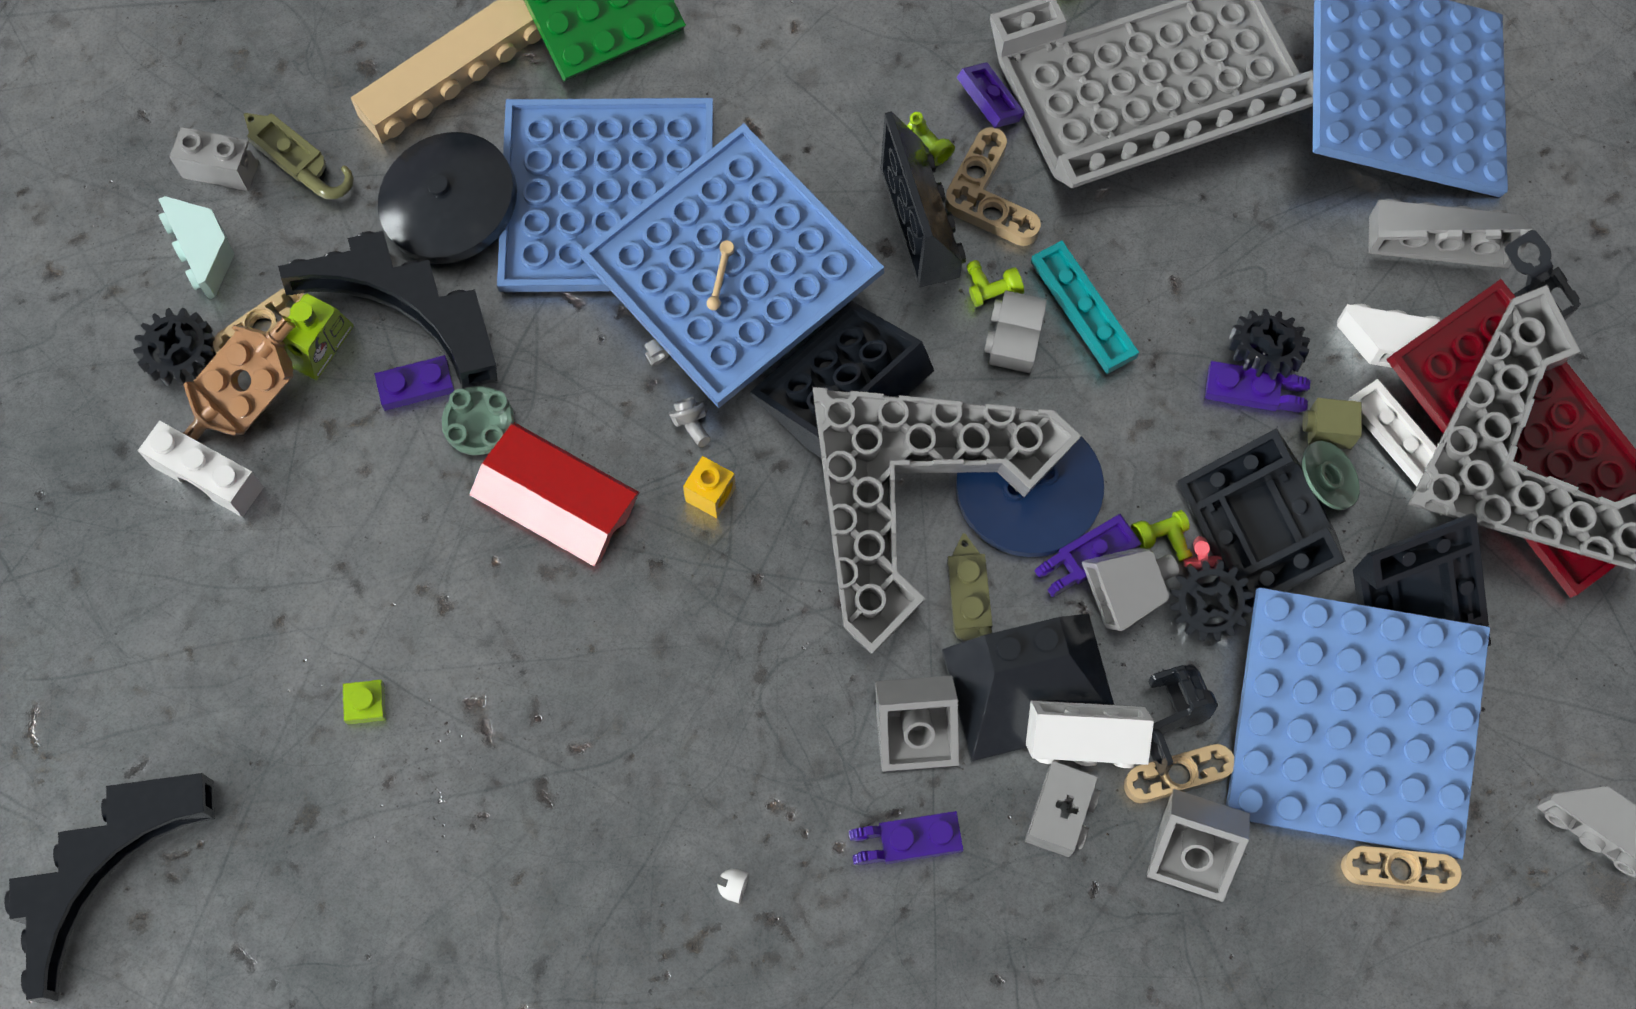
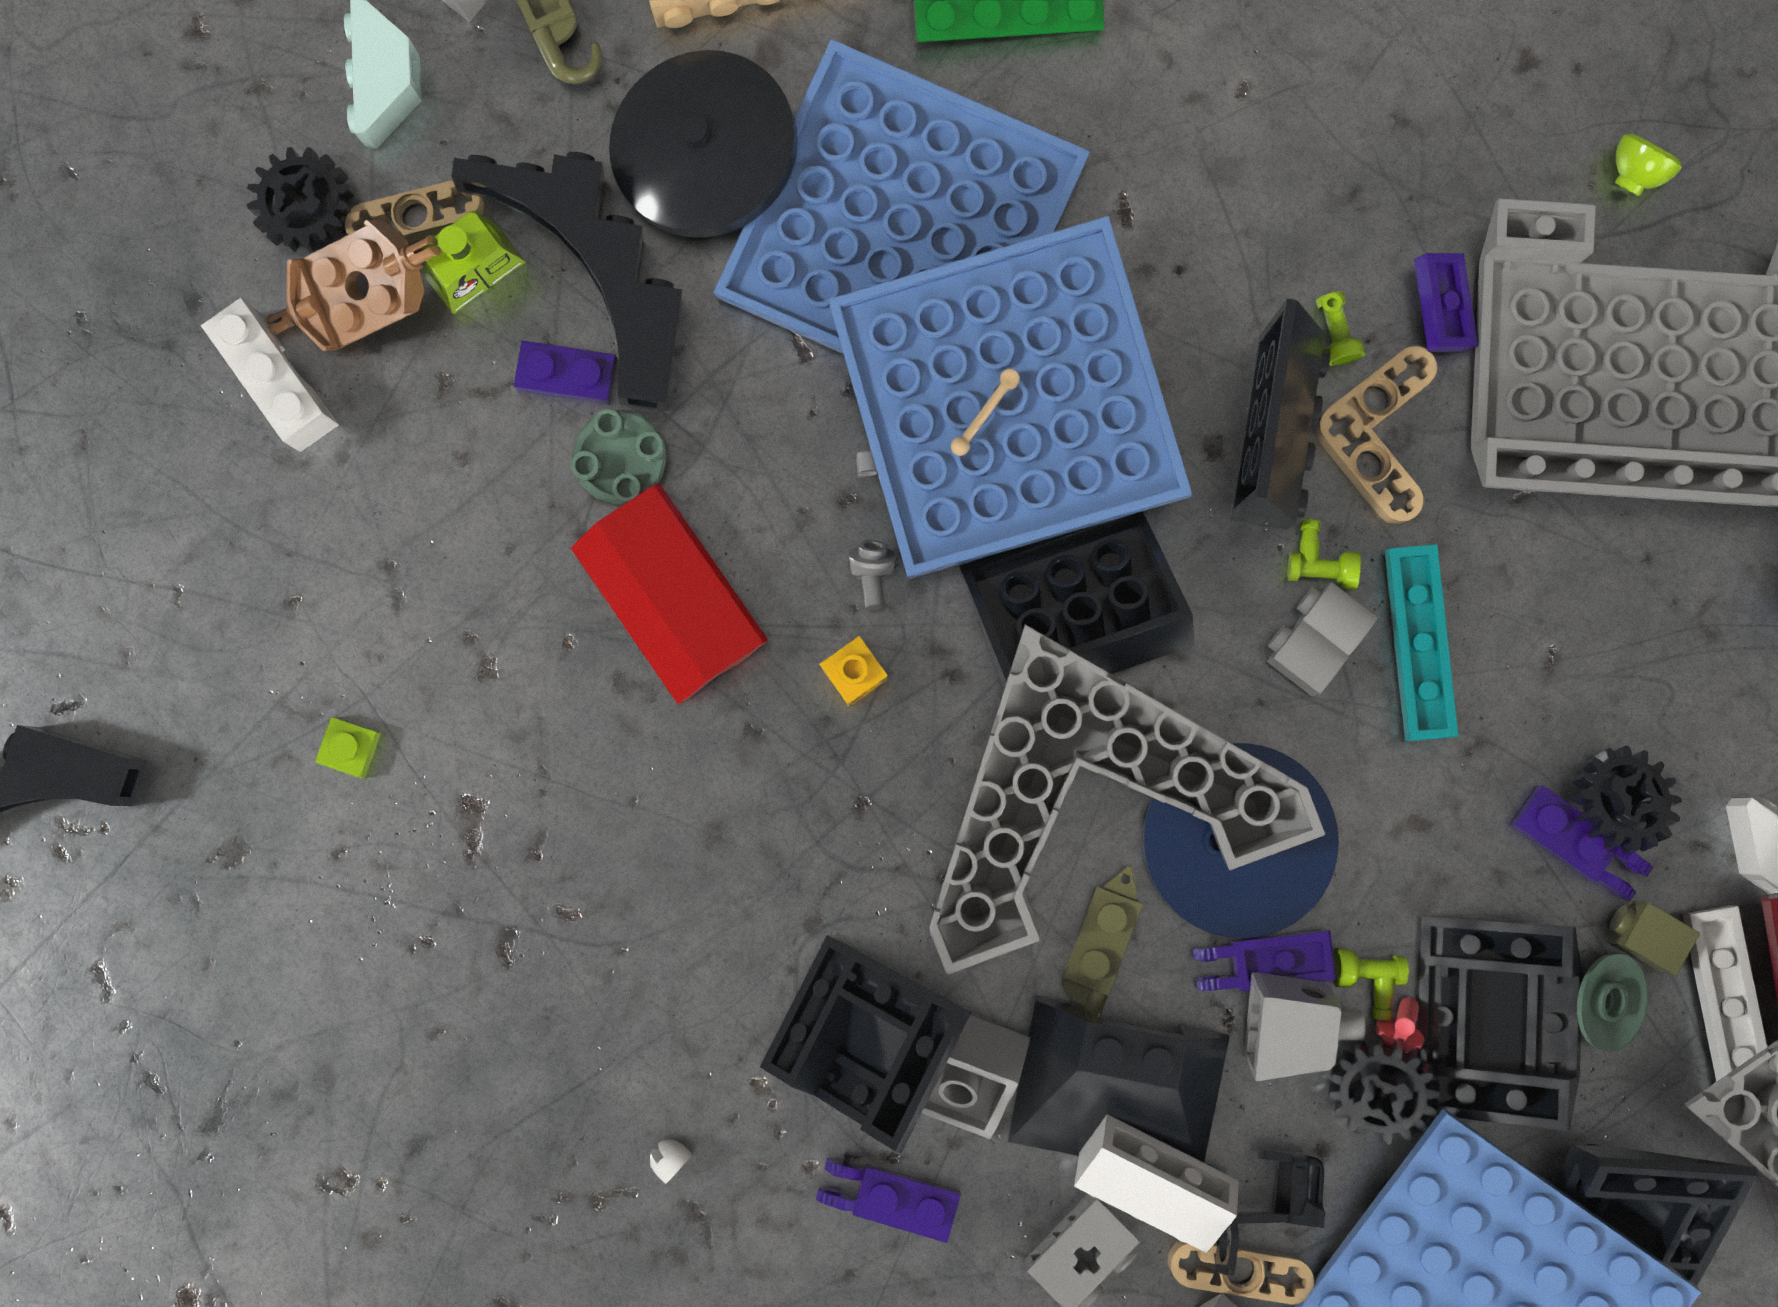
camera: 30 degrees right, 15 degrees up
(836, 726) = (866, 1042): none -> black slope

